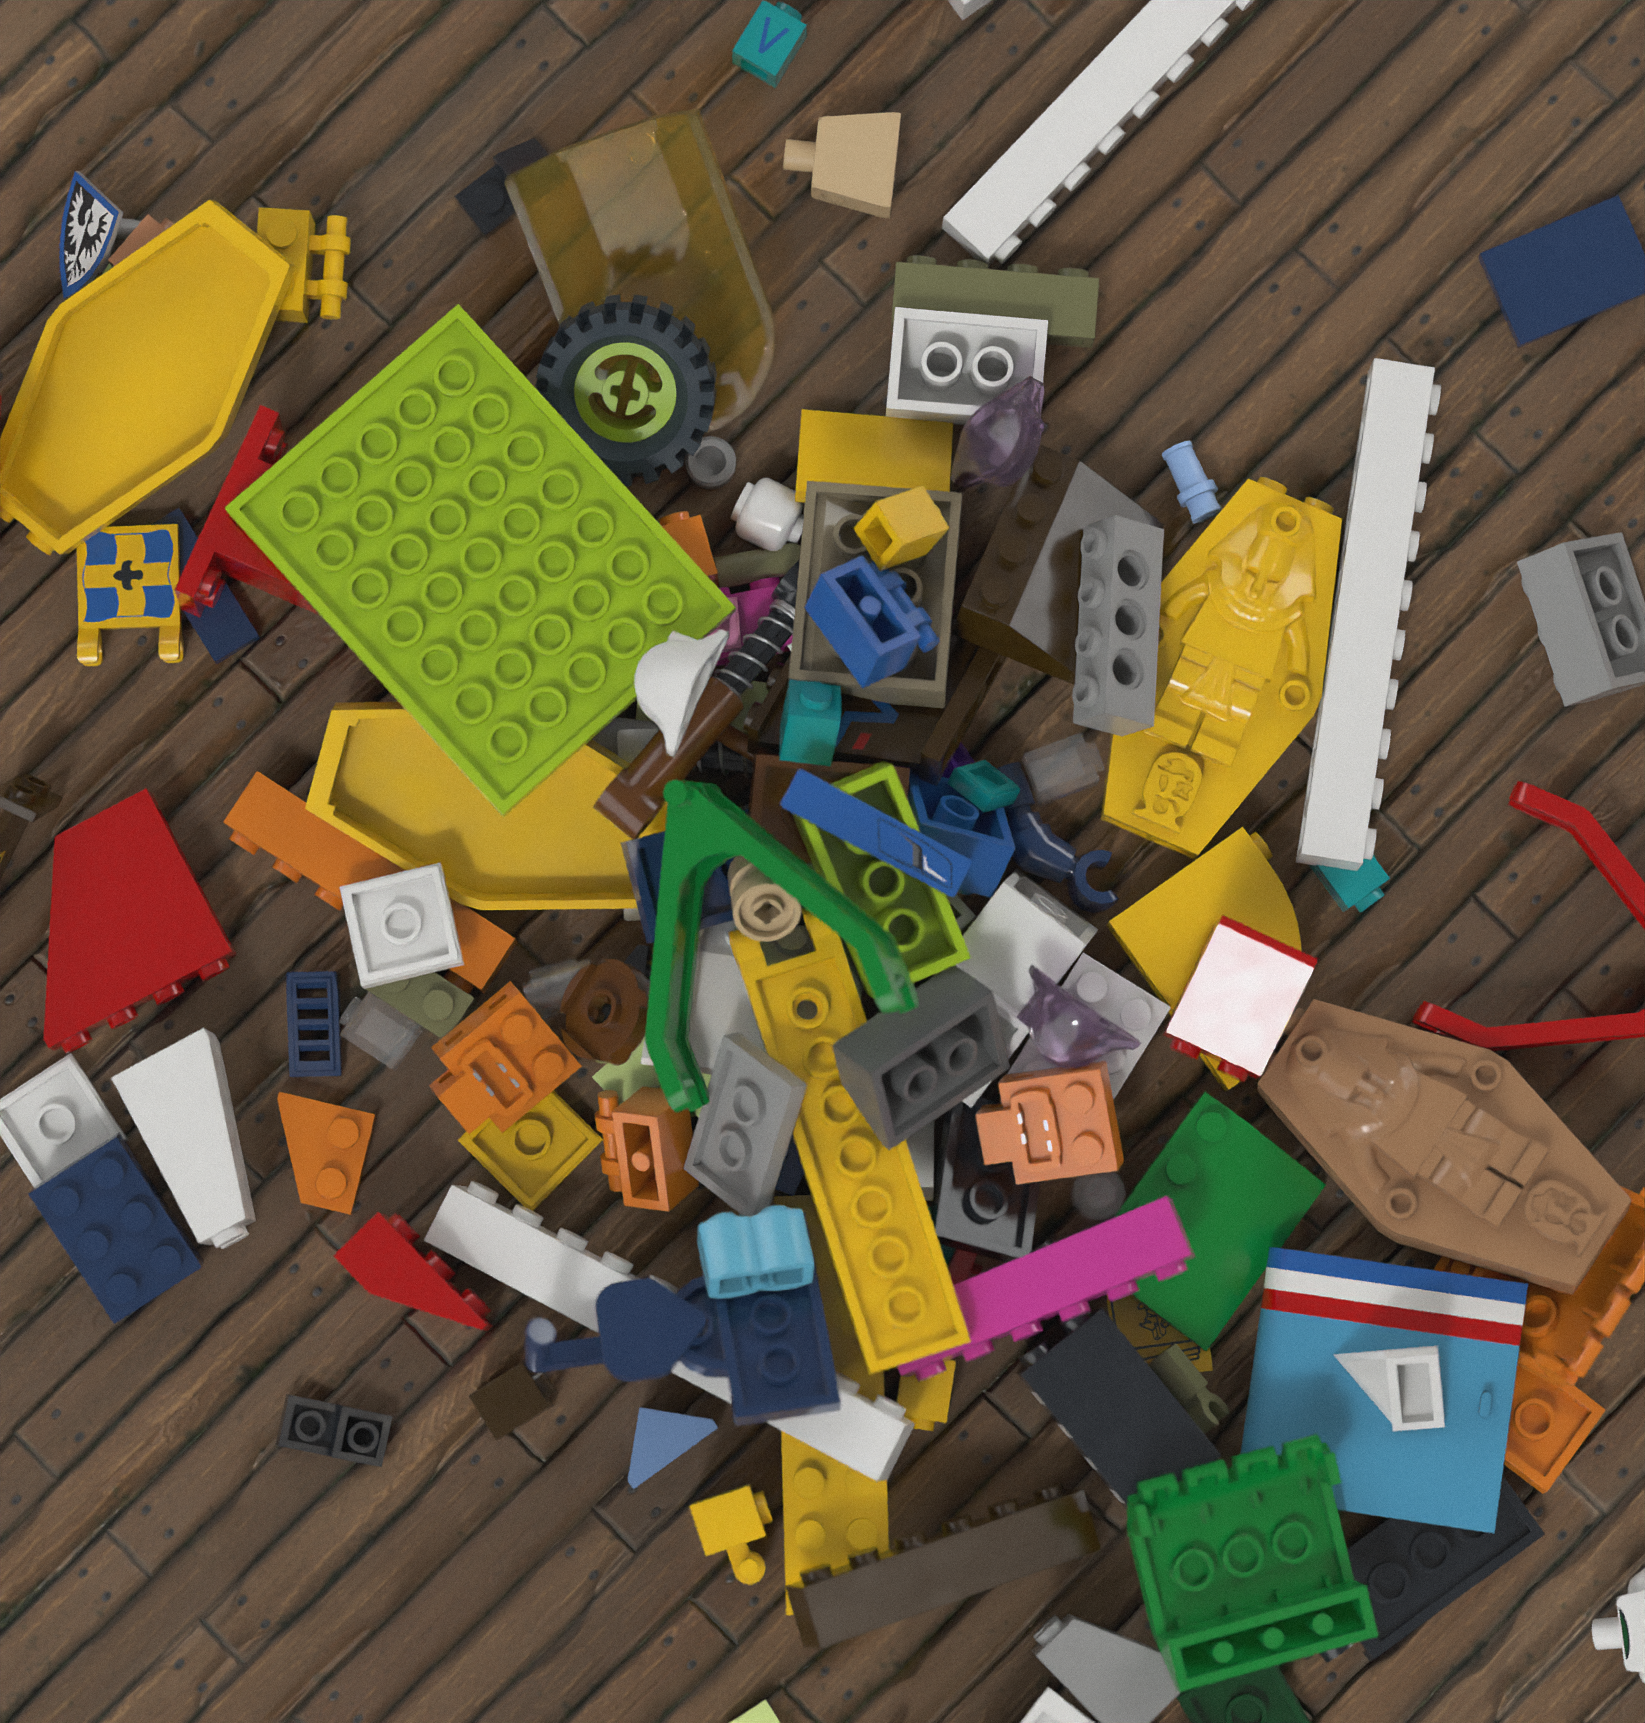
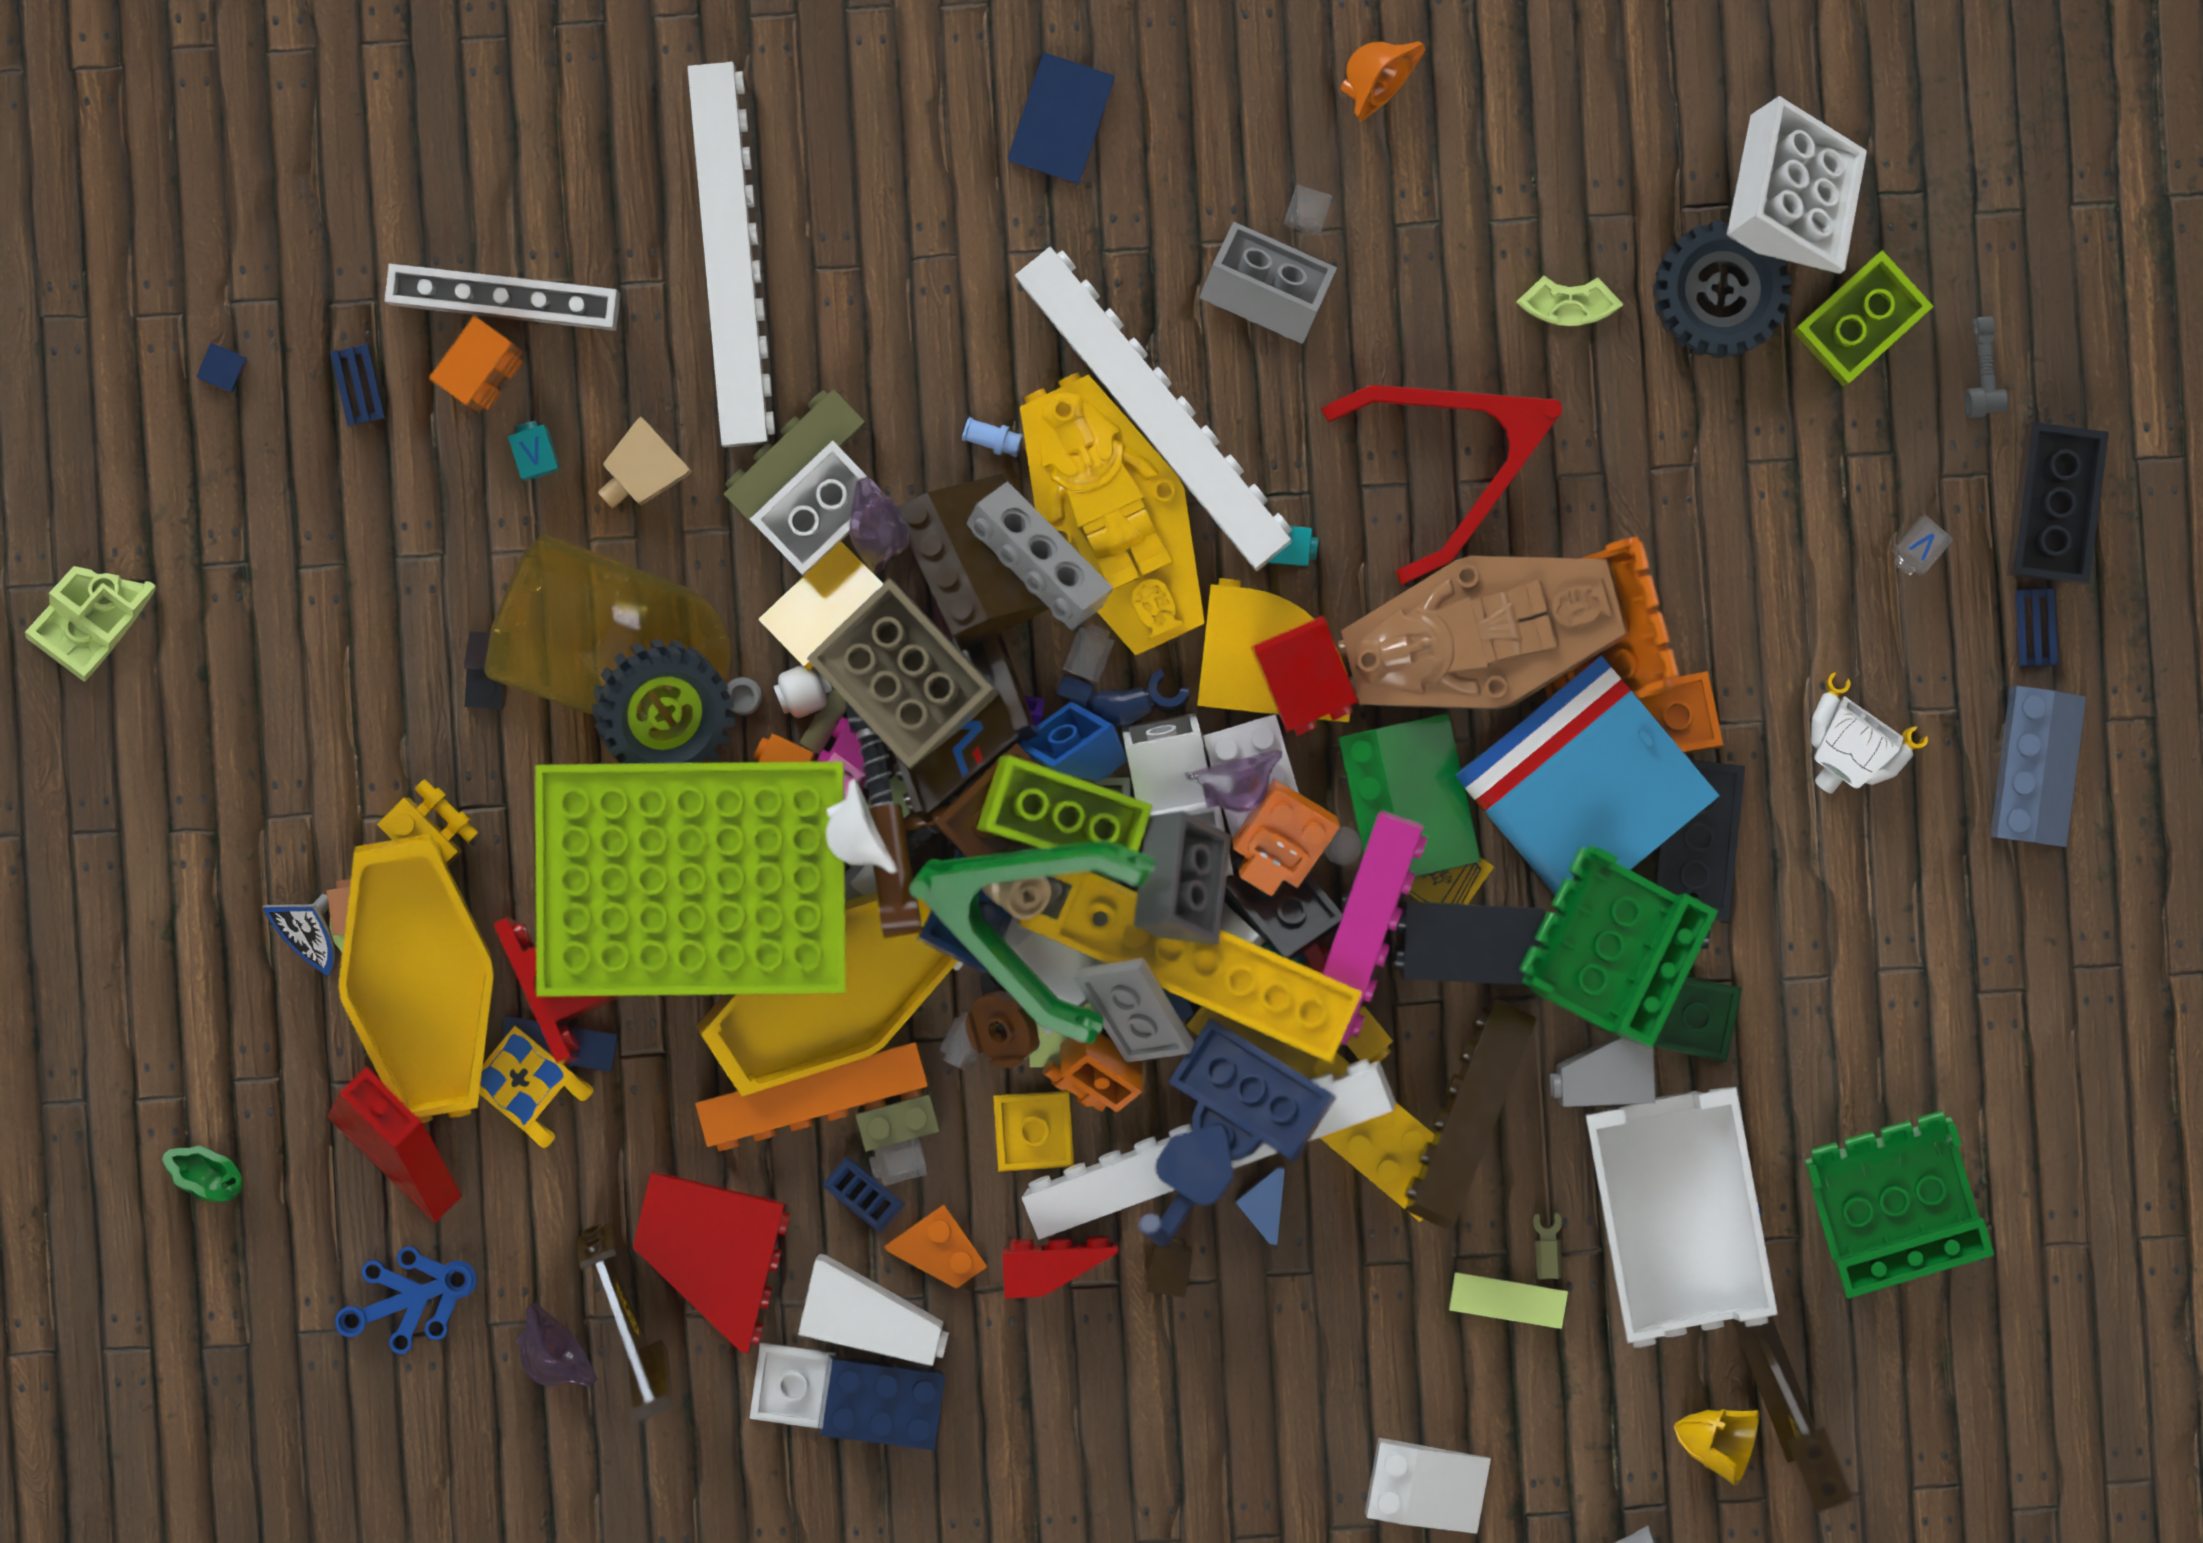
camera: 50 degrees left, 5 degrees up
(334, 1430) = (1098, 1380): black slope -> none
(401, 925) = (854, 1100): white tile -> none
(500, 1062) = (977, 1112): orange piece -> none
(729, 1523) = (1343, 1208): yellow brick -> none
(755, 1252) = (1209, 1066): medium azure brick -> none
(810, 722) = (943, 777): teal brick -> none
(869, 619) = (917, 695): blue brick -> none
(876, 833) = (1039, 797): blue sticker -> none
(901, 528) = (881, 632): yellow brick -> none
(984, 785) = (1061, 707): teal tile -> none
(1188, 1387) = (1491, 890): olive bar -> none
(1401, 1384) = (1594, 773): white slope -> none

